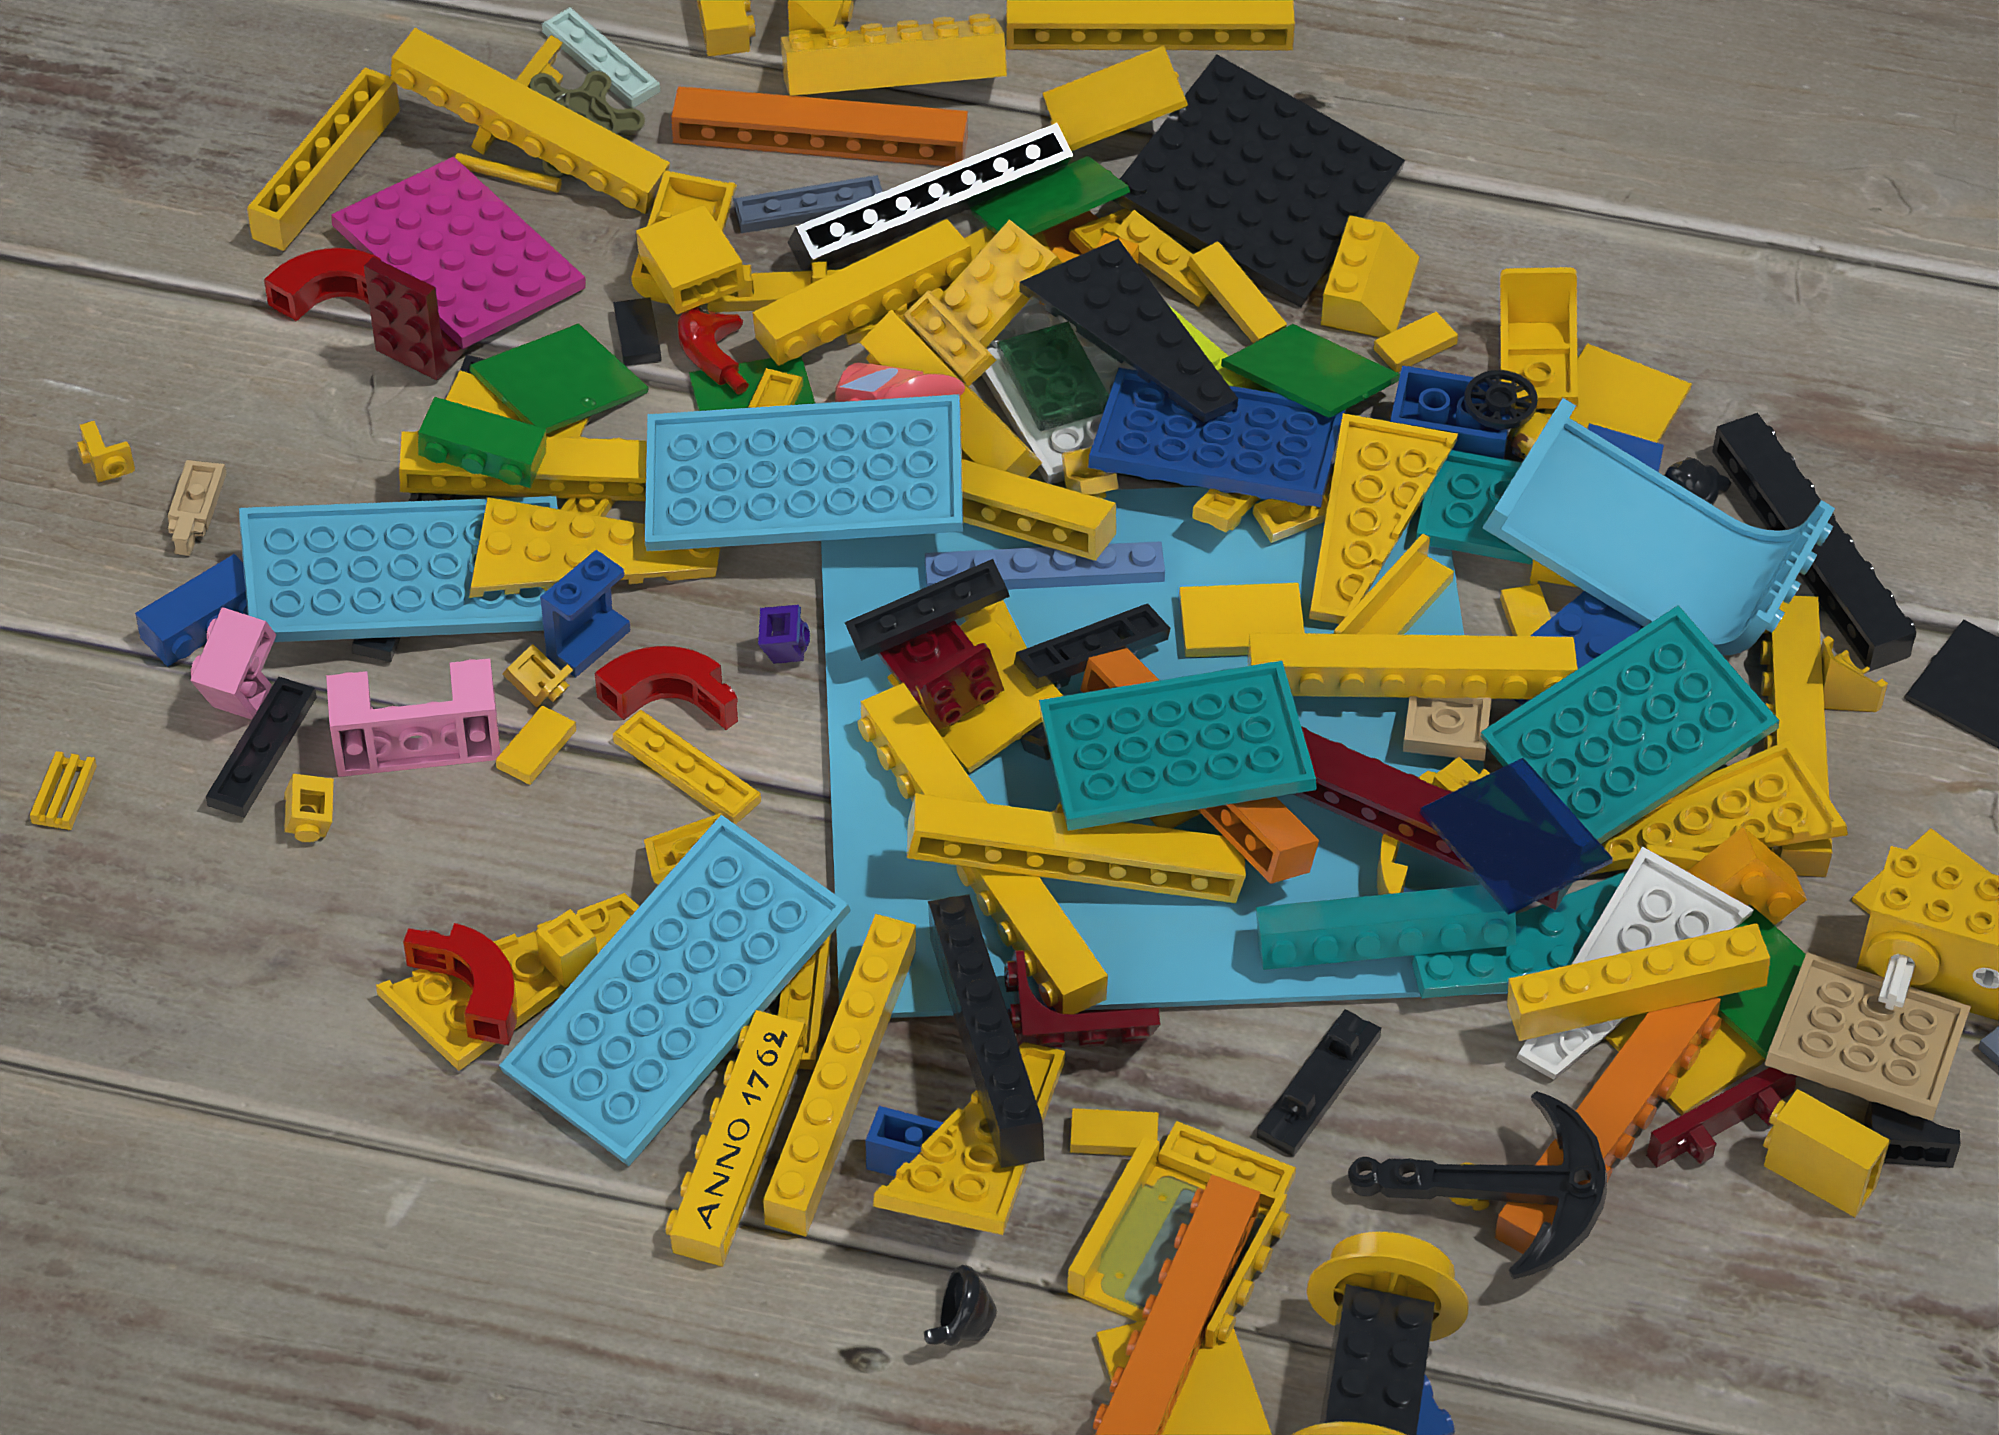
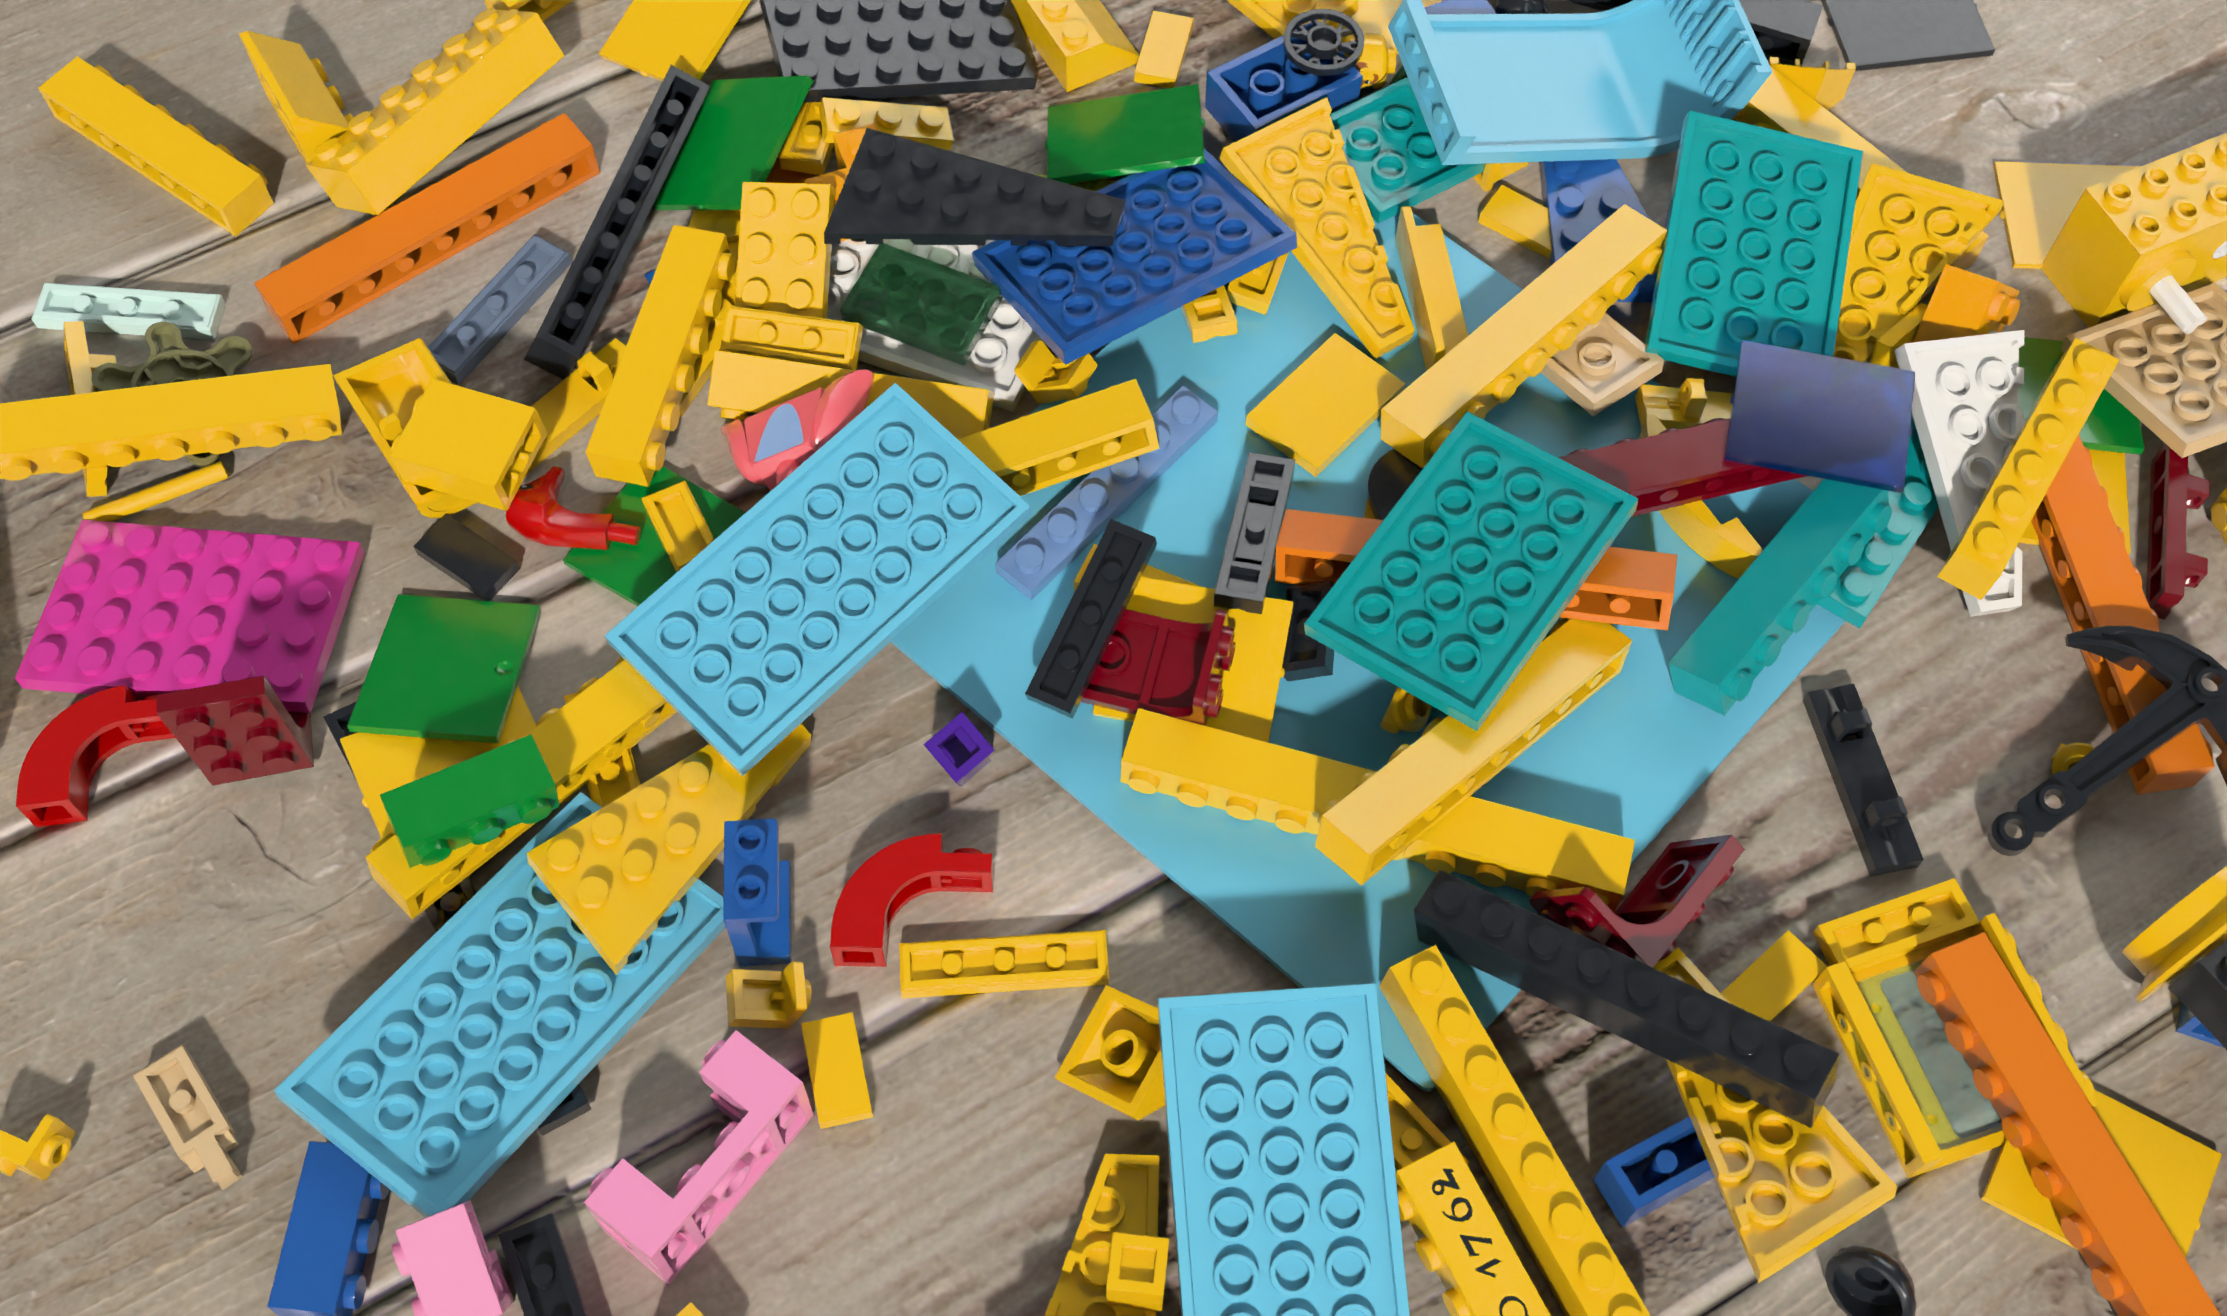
camera: 45 degrees left, 10 degrees up
(1236, 292) = (981, 112): yellow tile -> none

